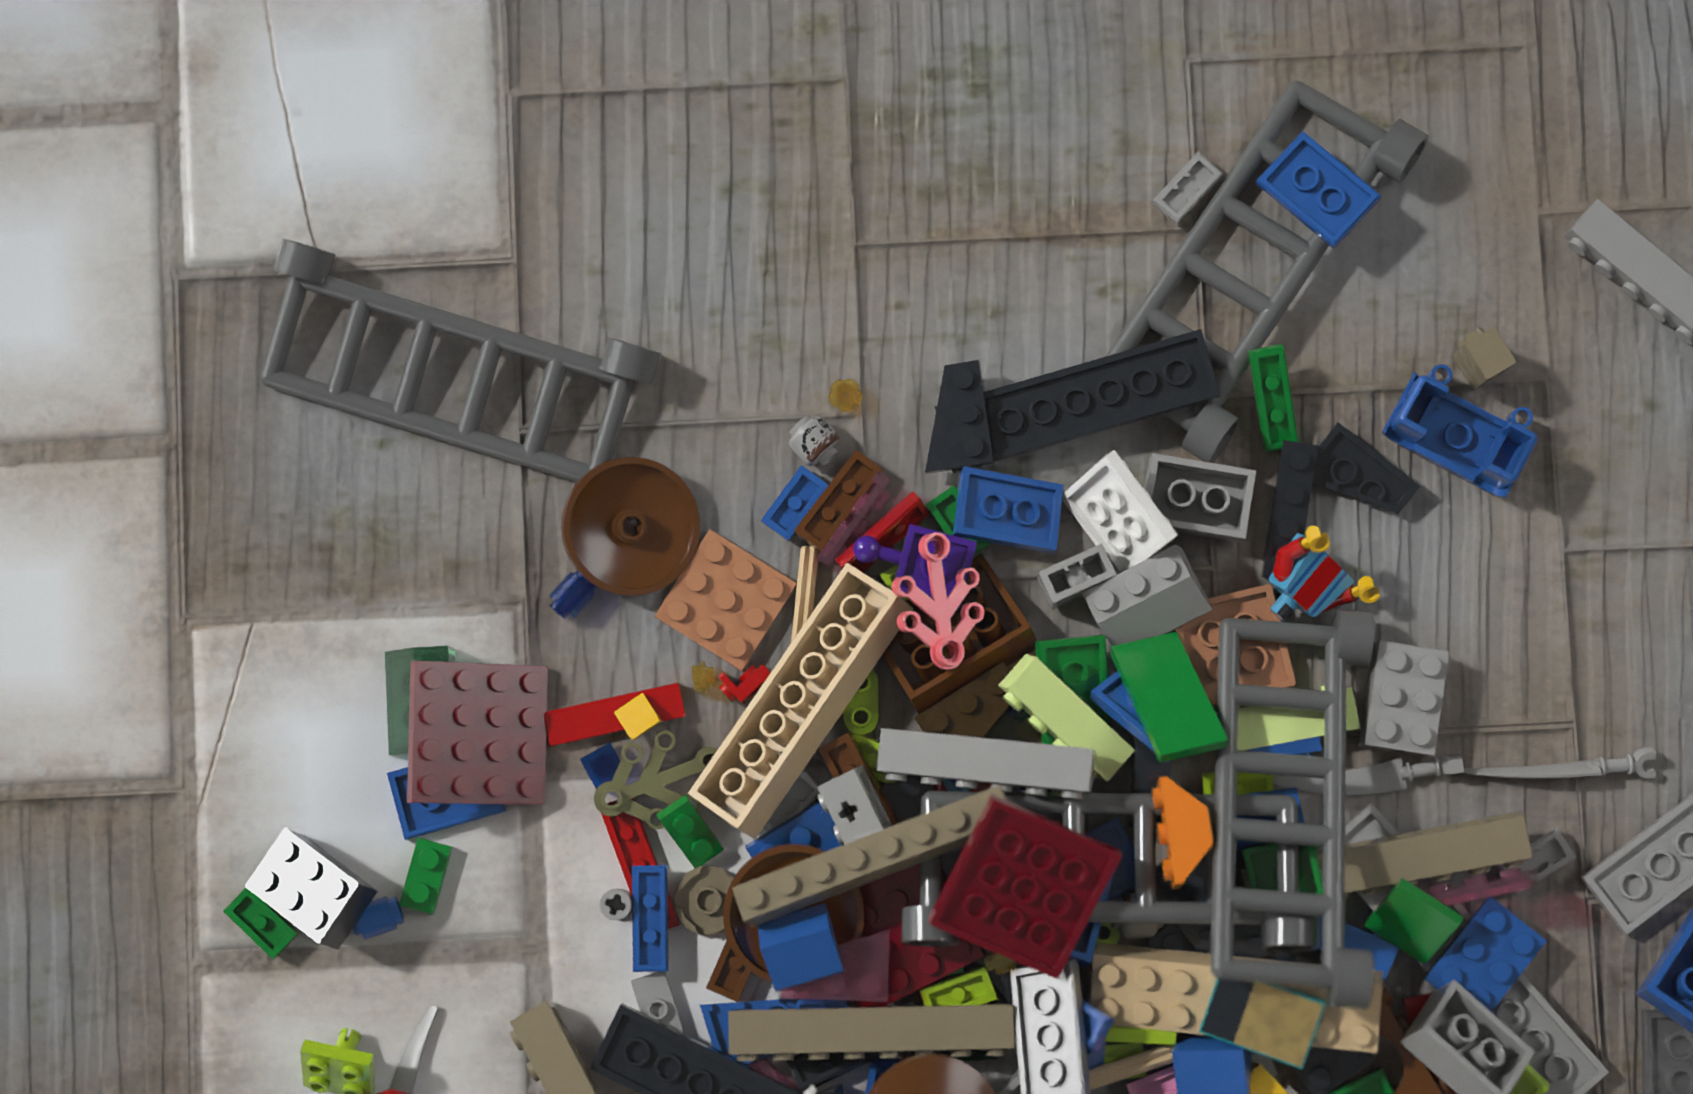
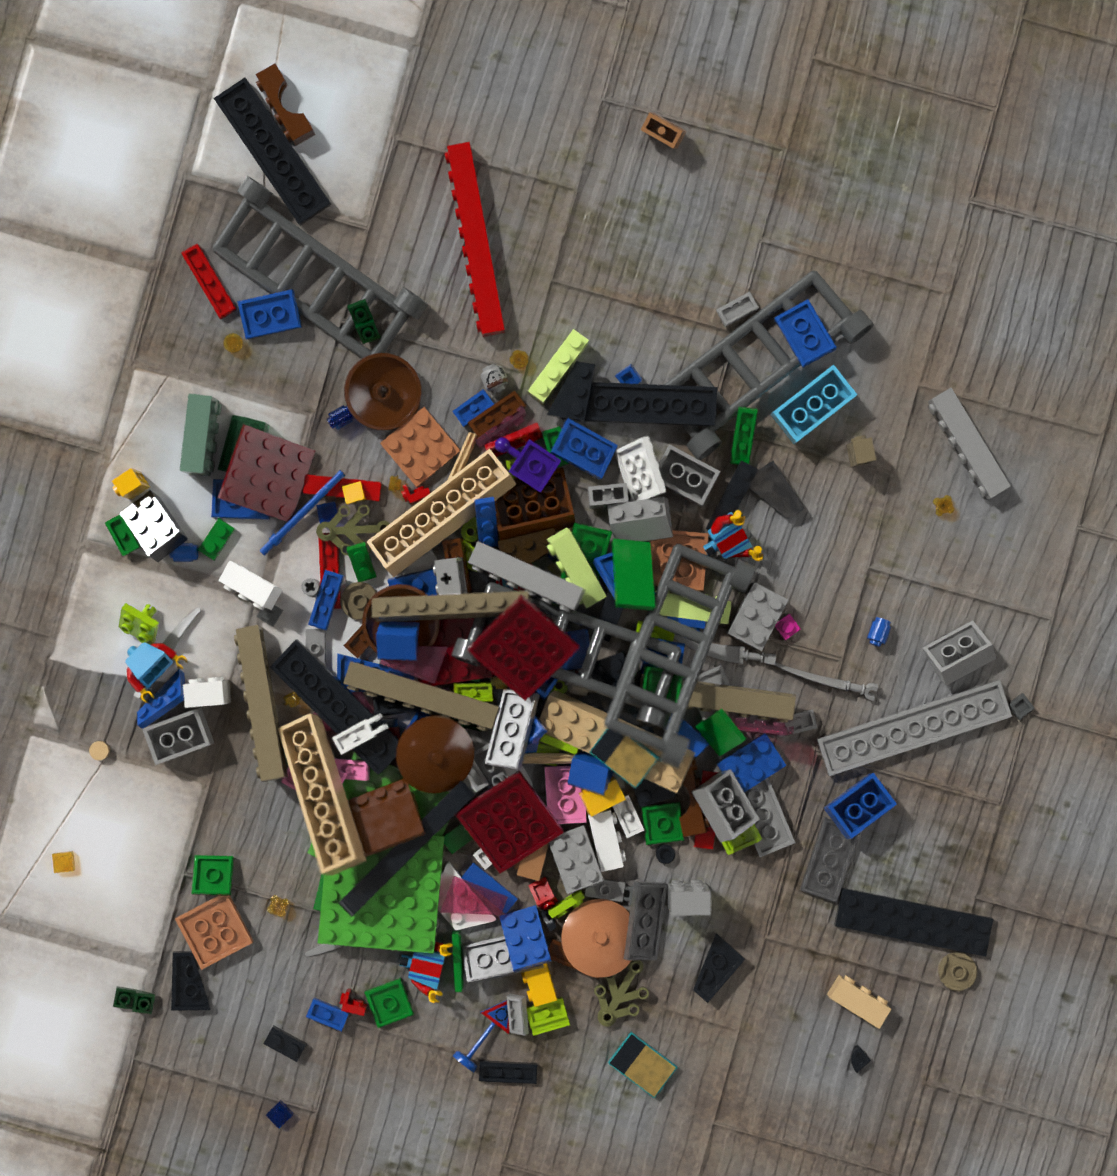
camera: 10 degrees right, 5 degrees up
(247, 829) = (130, 484): none -> yellow brick
(272, 438) = (209, 281): none -> red tile
(311, 184) = (272, 151): none -> black plate
(337, 126) = (296, 124): none -> reddish brown arch
(341, 704) = (200, 435): none -> sand green brick
(347, 528) = (233, 343): none -> clear yellow plate
(394, 459) = (269, 314): none -> blue tile
(510, 938) = (249, 586): none -> white brick
(529, 840) = (276, 538): none -> blue bar
(559, 974) = (270, 616): none -> dark grey tile
(560, 418) = (363, 321): none -> dark green slope
(705, 218) = (476, 240): none -> red brick
(883, 689) = (486, 521): none -> blue plate
(917, 385) = (558, 366): none -> yellowish green brick
(940, 606) = (529, 487): coral plant -> none
(1042, 360) = (629, 375): none -> blue plate
(1183, 830) = (616, 646): orange slope -> none
(1374, 305) = (813, 404): none -> medium azure brick
(1461, 434) = (835, 488): blue container -> none
(1461, 699) = (787, 627): none -> dark pink plate
(1622, 655) = (879, 632): none -> blue brick
(1658, 393) = (948, 505): none -> clear yellow plate

